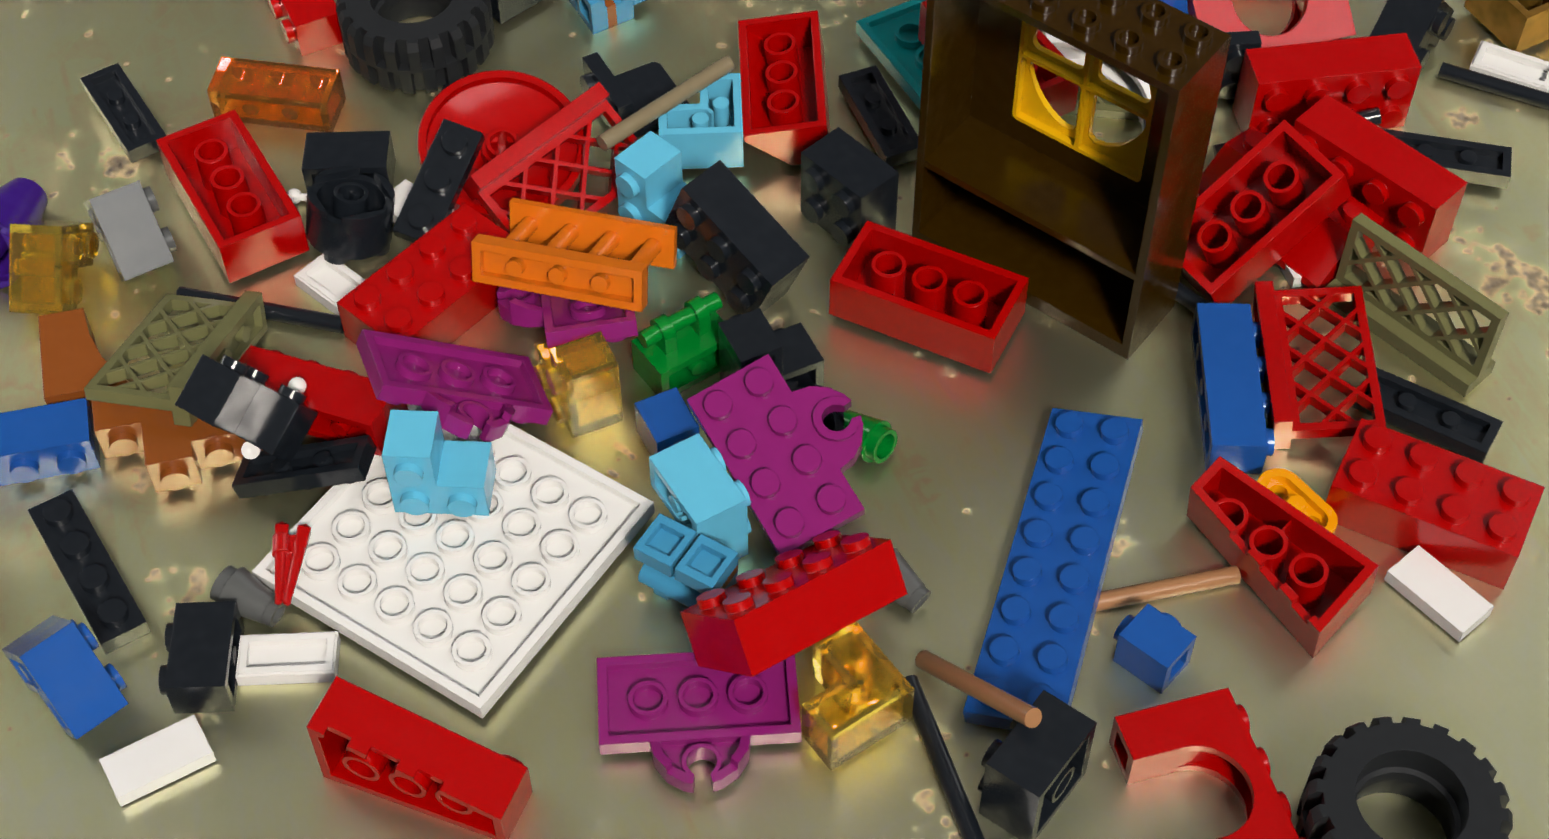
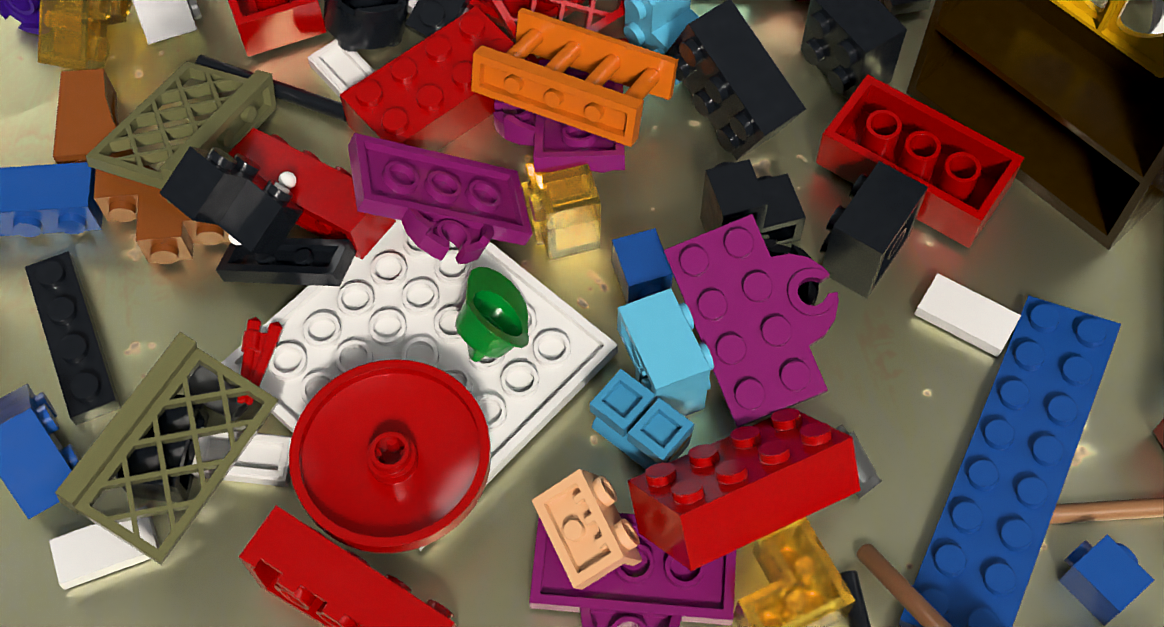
camera: 10 degrees right, 10 degrees up
(172, 637) = (134, 421): none -> olive fence
(433, 472) = (407, 289): medium azure brick -> none
(441, 623) = (390, 456): none -> red dish
(523, 488) = (492, 315): none -> green piece
(645, 665) = (587, 527): none -> light nougat bracket
(680, 347) = (665, 183): green brick -> none
(878, 437) = (851, 303): green cone -> none
(890, 360) = (871, 228): none -> black brick
(995, 434) = (967, 315): none -> white tile

